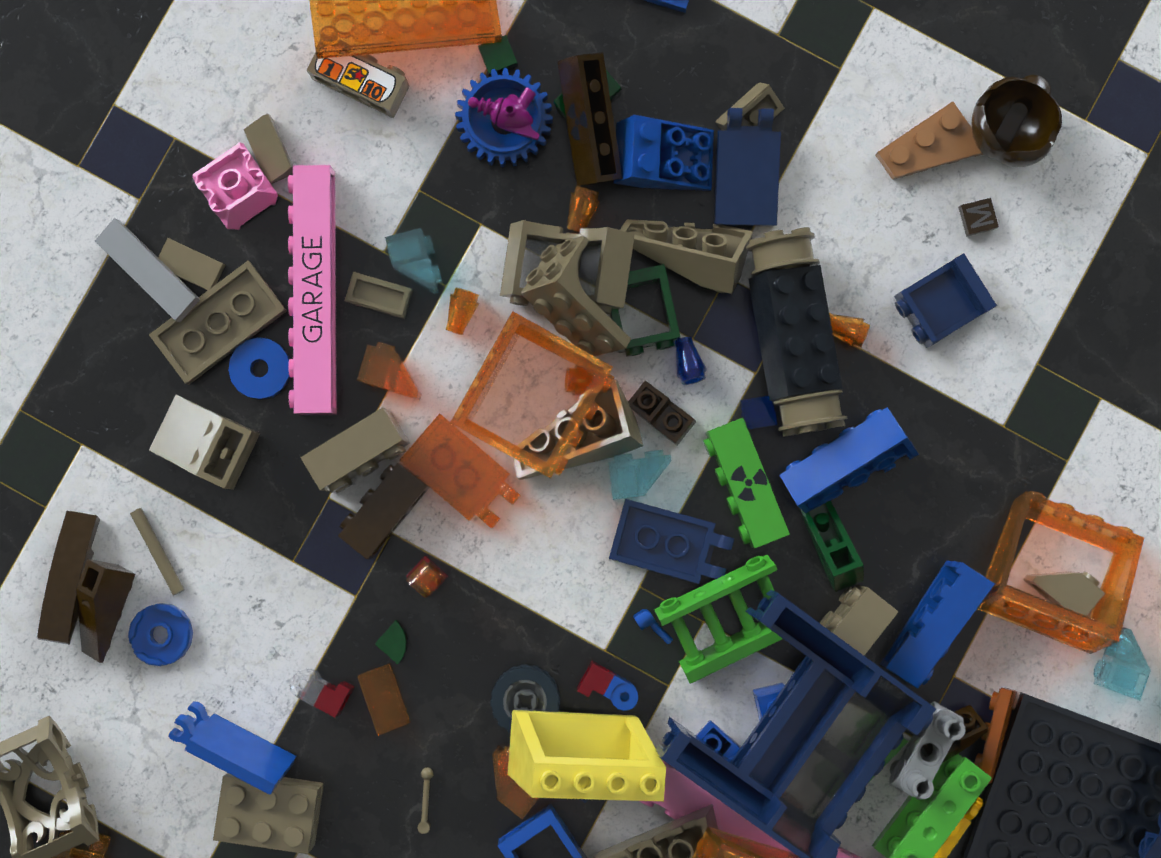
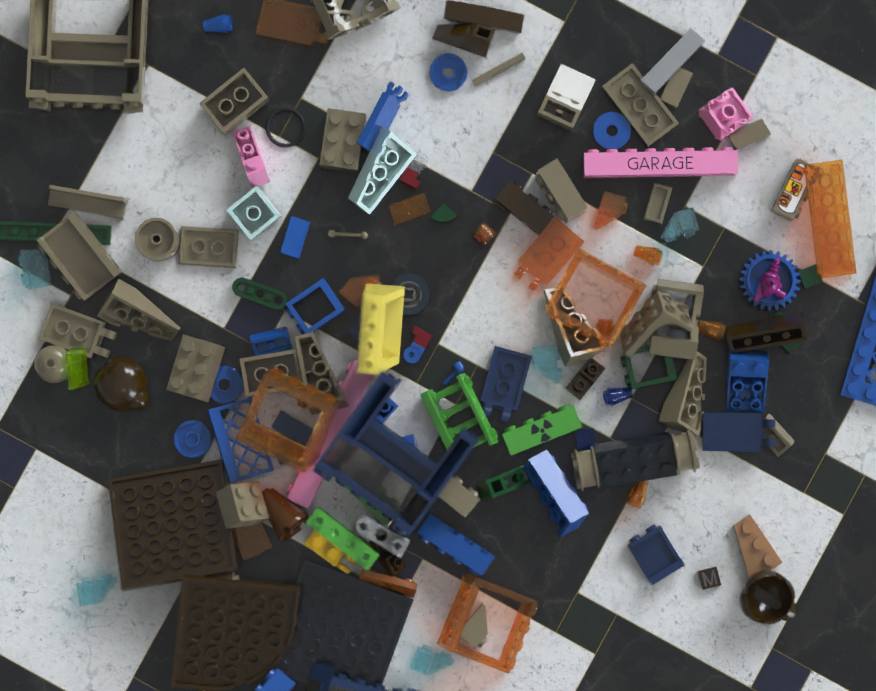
camera: 90 degrees right, 0 degrees up
(318, 748) = (381, 170): none -> light aqua wedge

